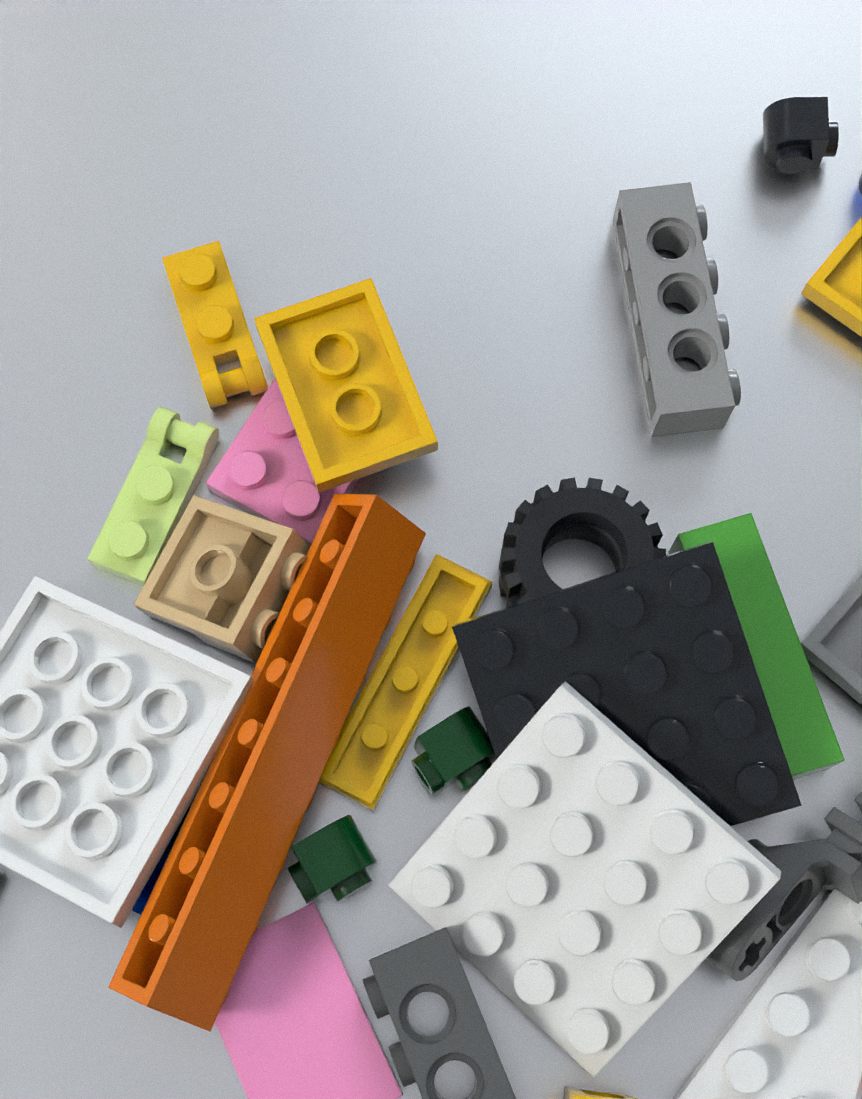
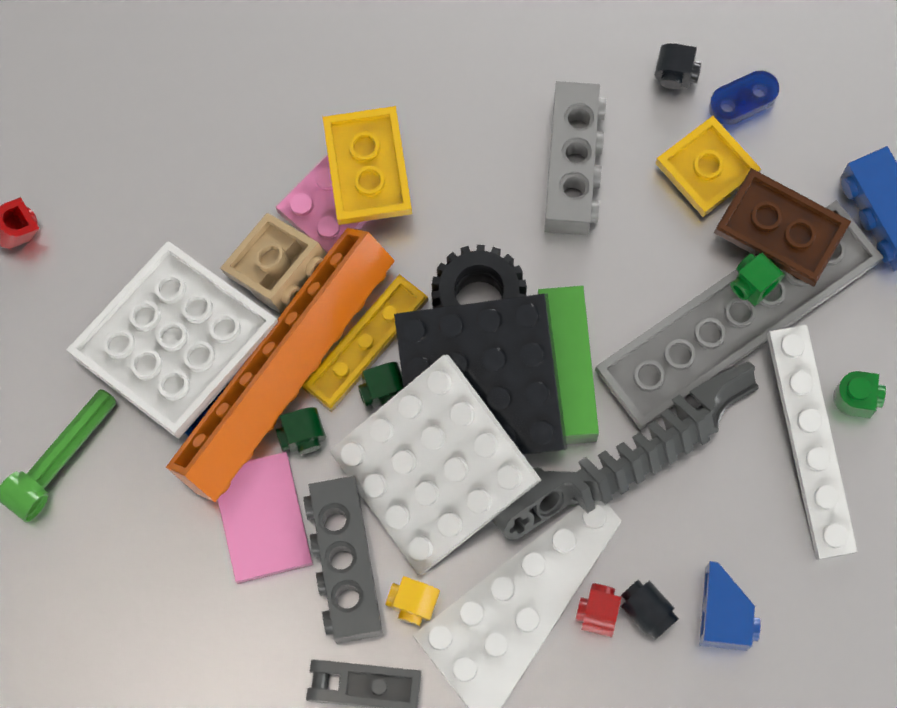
camera: 15 degrees right, 0 degrees up
(153, 496) = (244, 208): yellowish green plate -> none
(214, 322) = (300, 113): yellow plate -> none

